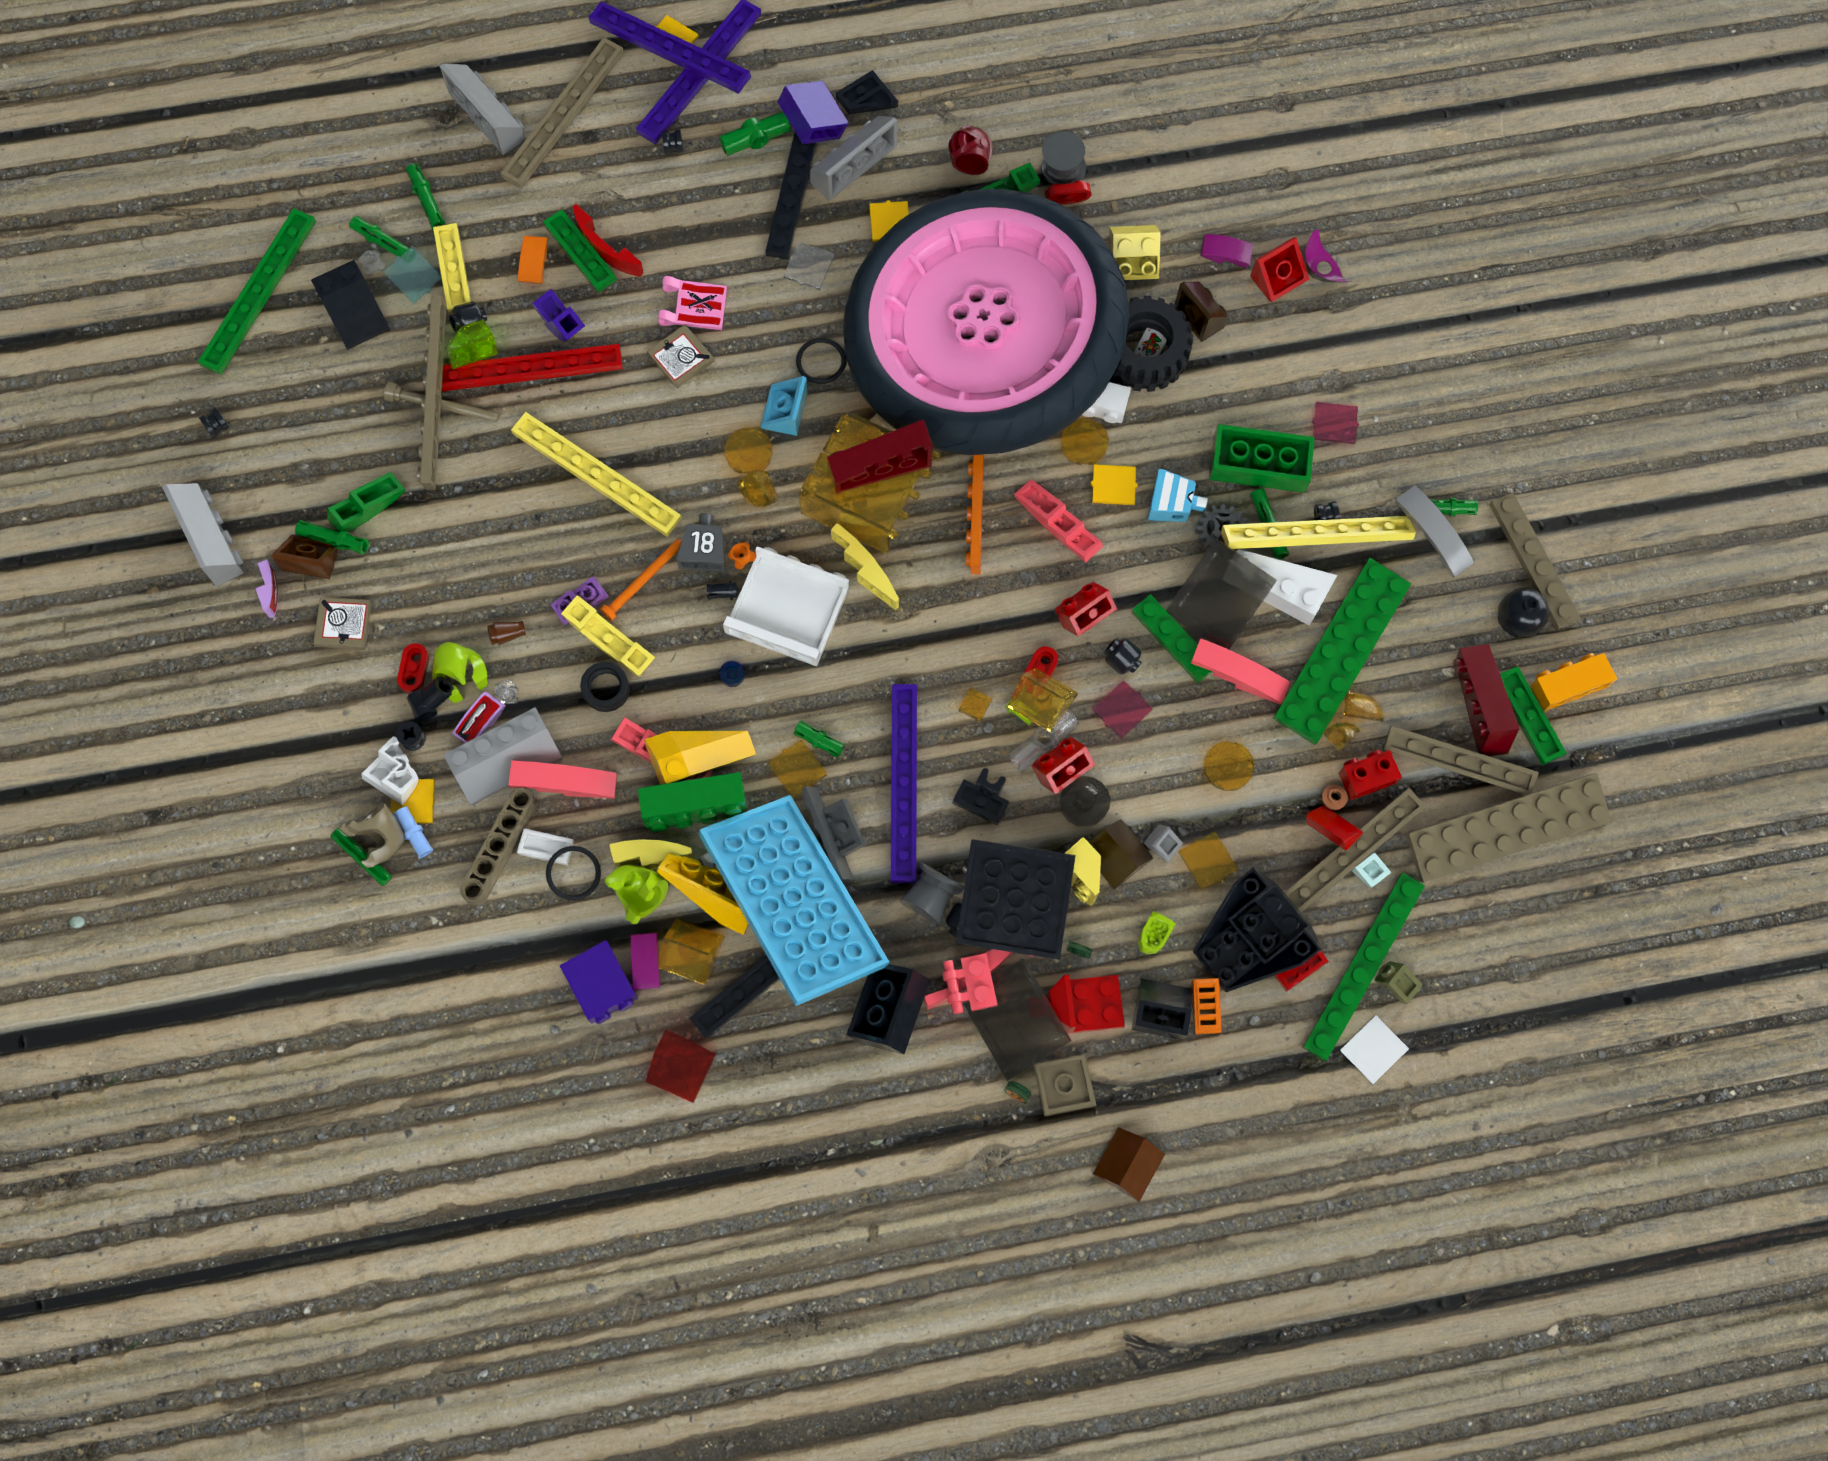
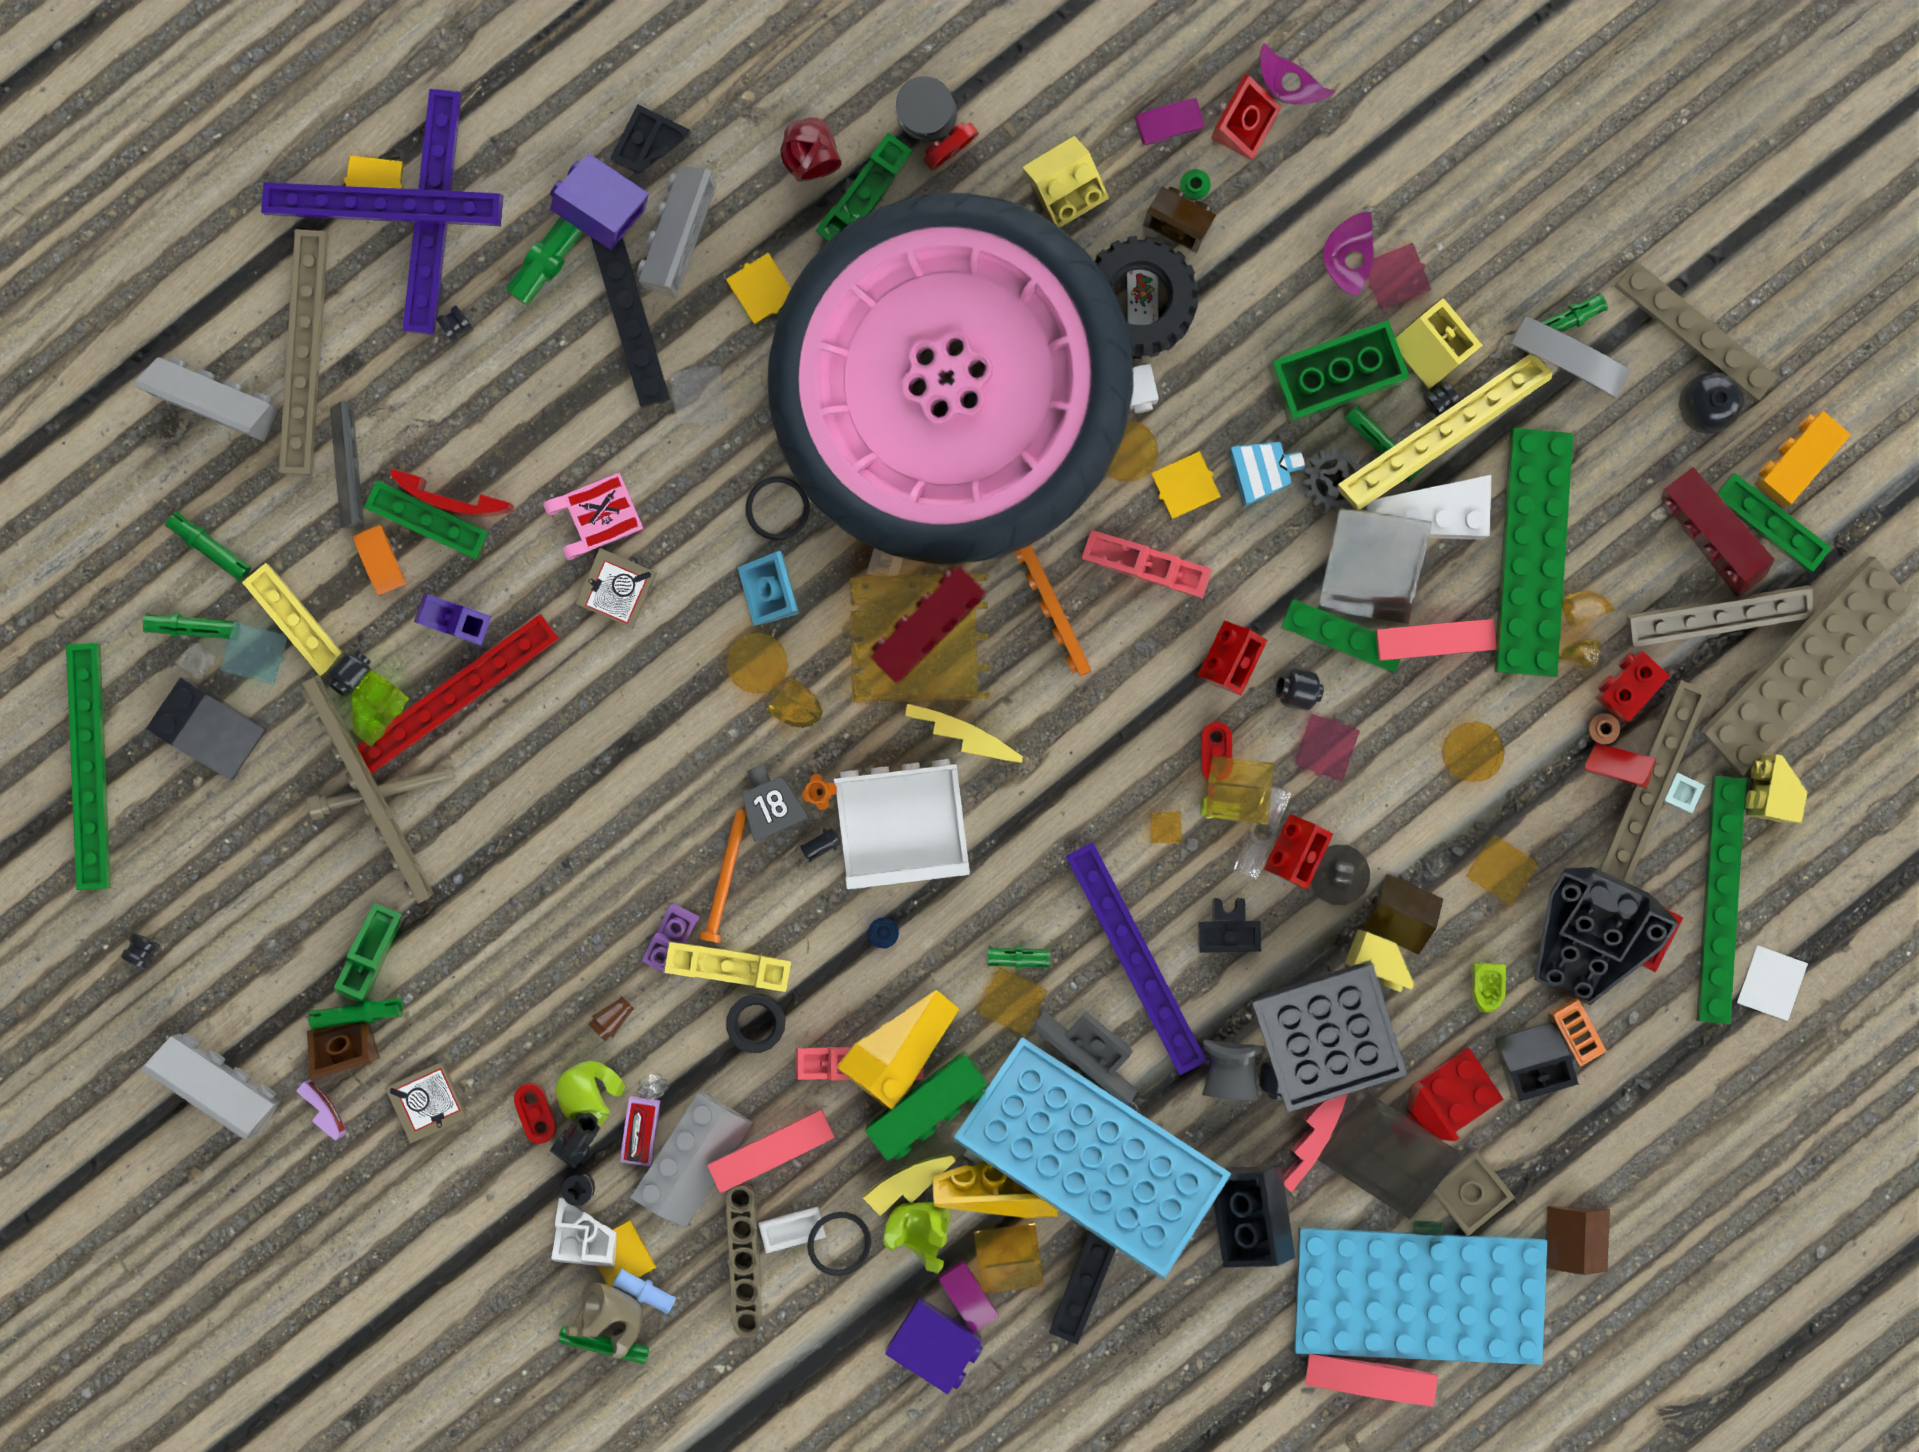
camera: 25 degrees left, 15 degrees up
(548, 193) = (346, 465): none -> dark grey slope
(596, 474) = (603, 783): light yellow plate -> none
(679, 1066) = (1066, 1384): clear red slope -> none
(914, 1184) = (1372, 1379): none -> coral slope
(978, 983) = (1332, 1141): coral plate -> none
(985, 1144) = (1420, 1296): none -> medium azure plate
(1079, 950) = (1416, 1043): clear green tile -> none
(1163, 842) = (1445, 875): light grey slope -> none
(1225, 290) = (1191, 193): none -> green plate
(1311, 379) = (1350, 236): none -> magenta piece
(1342, 474) = (1436, 343): none -> light yellow slope
(1399, 981) = (1765, 899): olive bracket -> none
(1443, 903) = (1775, 791): none -> light yellow slope

